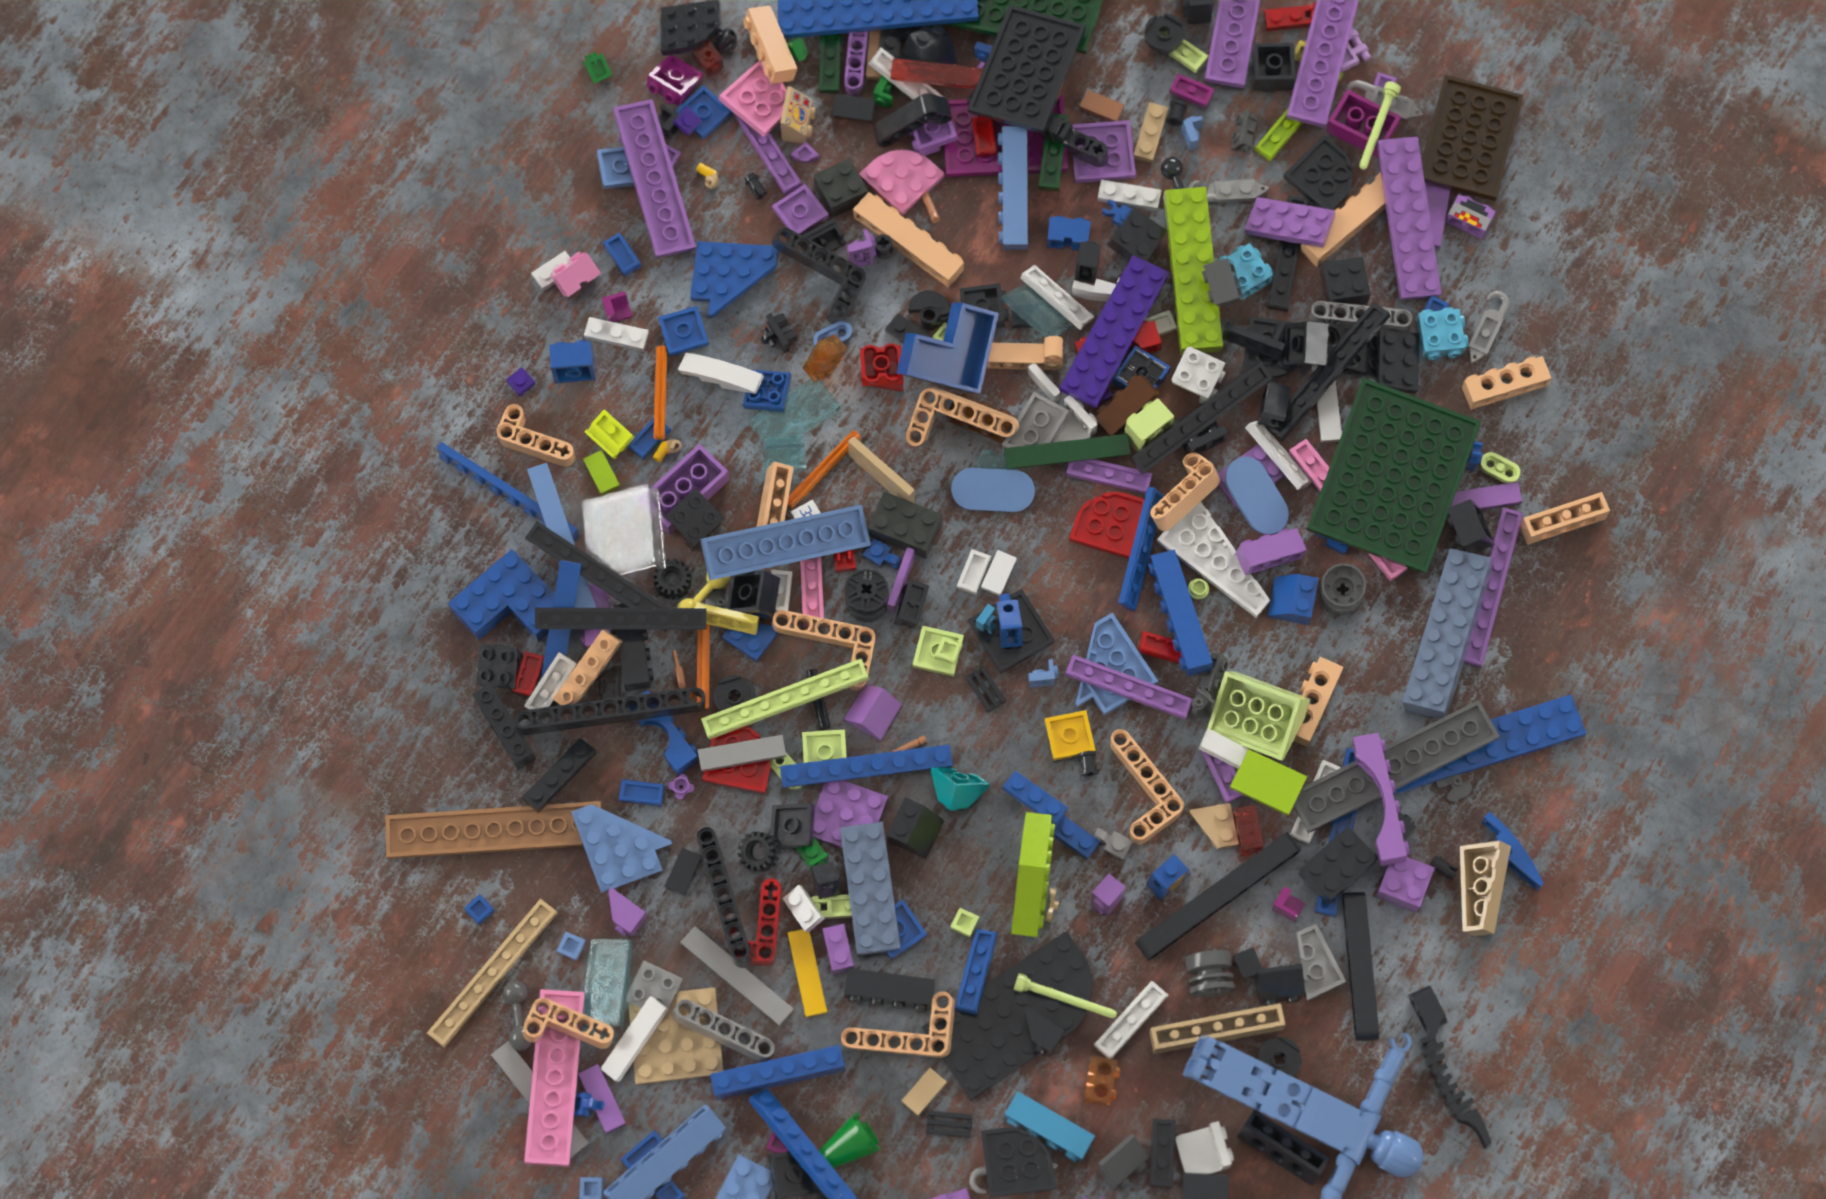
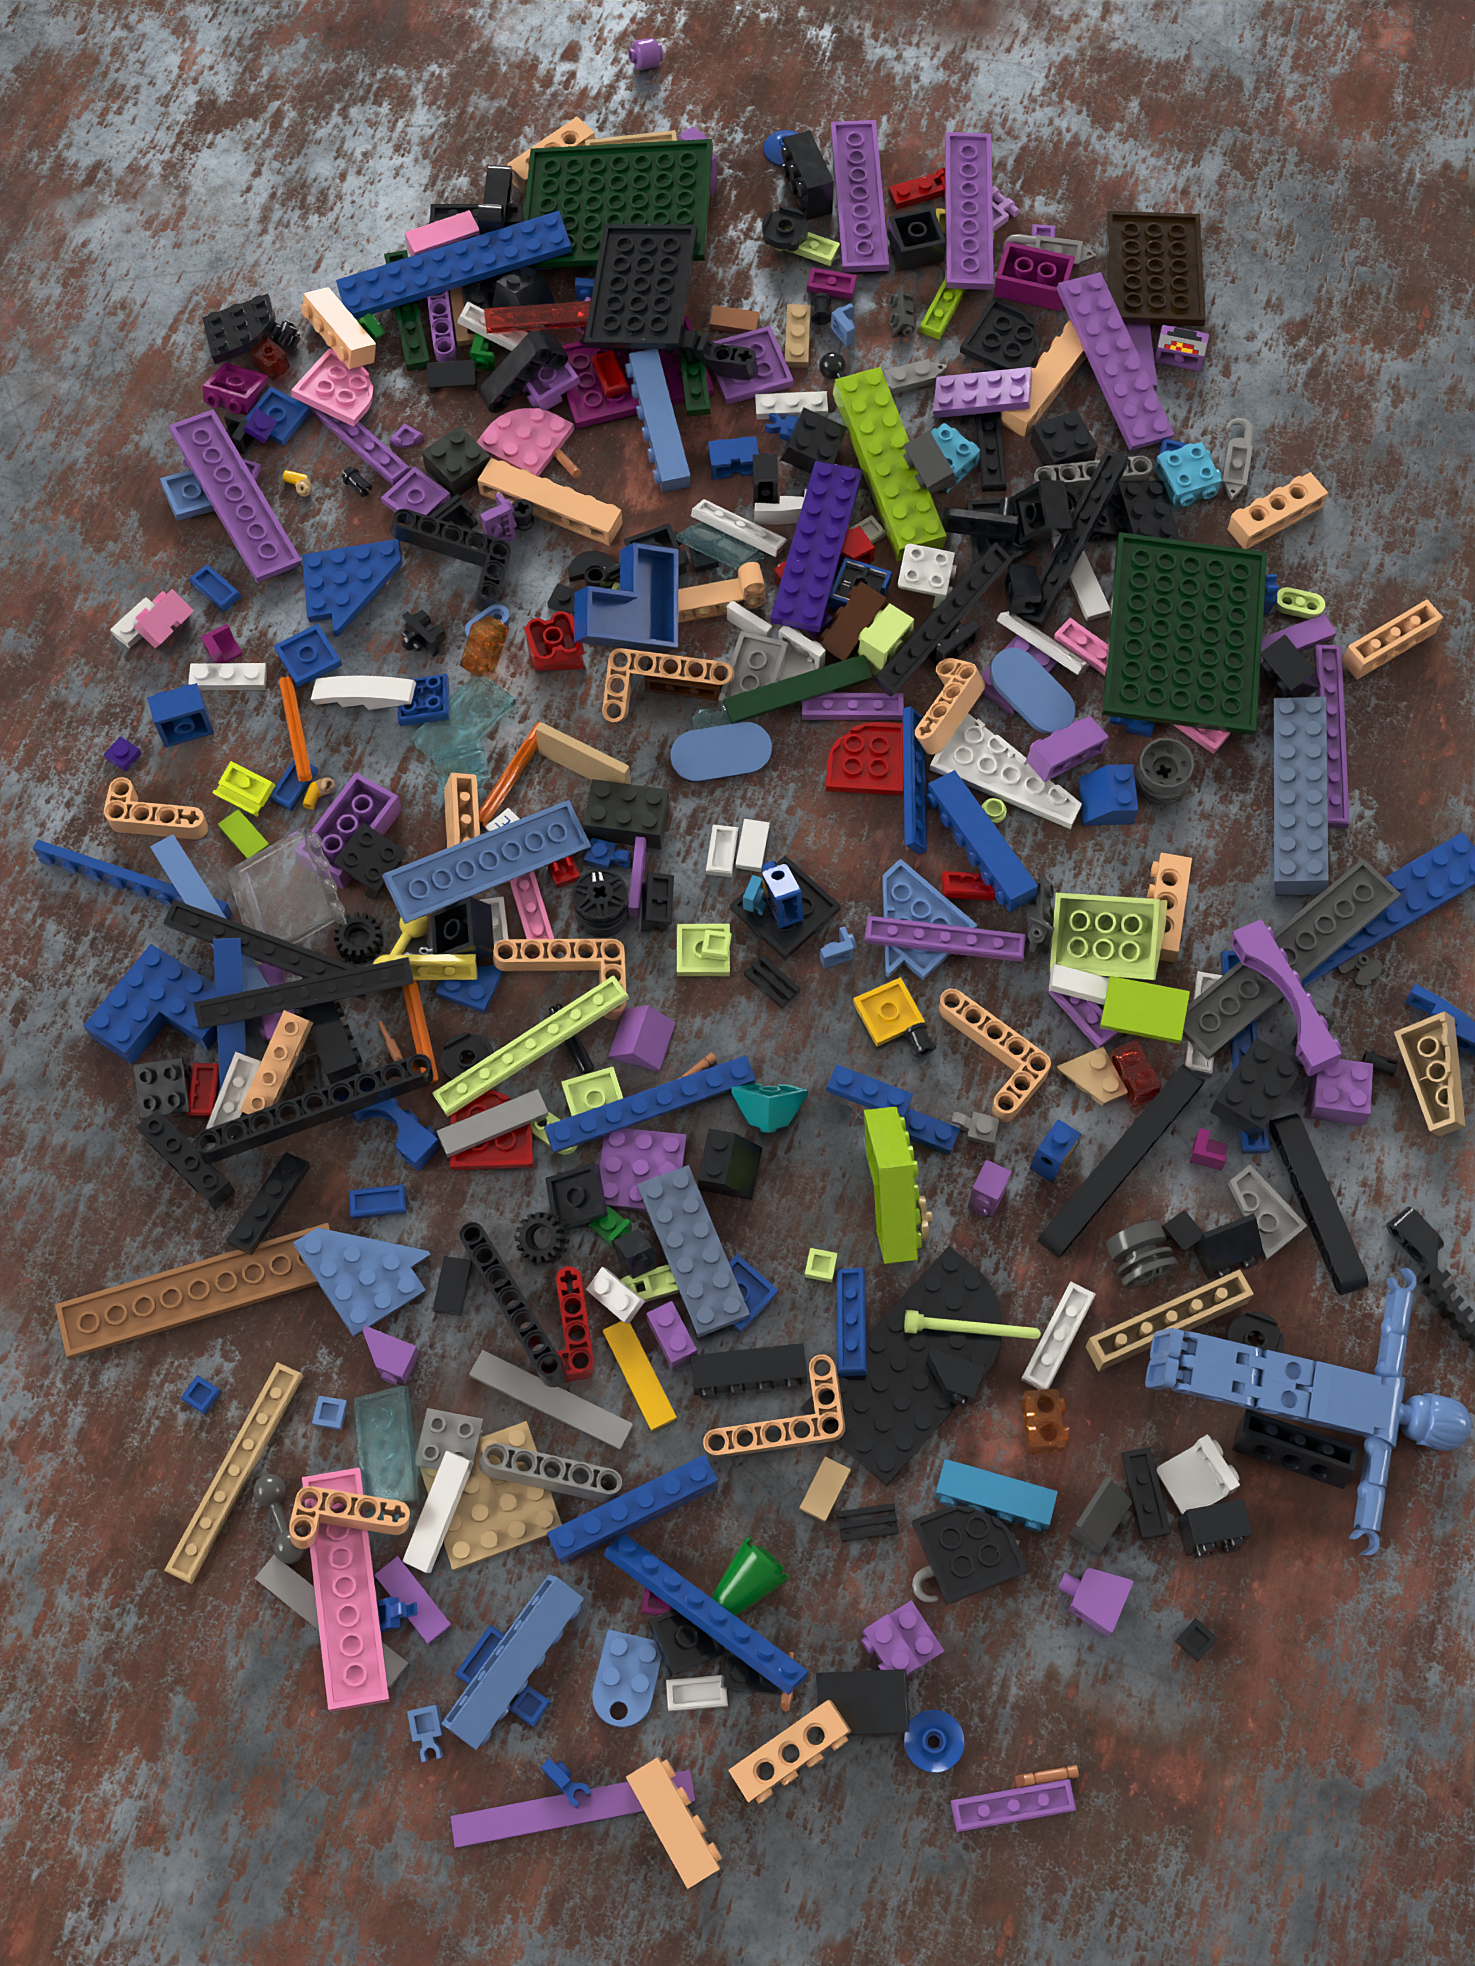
camera: 15 degrees left, 5 degrees down
(597, 67) = (141, 393): green bracket -> none
(687, 787) = (426, 1174): medium lavender plate -> none
(796, 117) = (387, 397): tan slope -> none
(1390, 91) = (1056, 233): yellowish green piece -> none

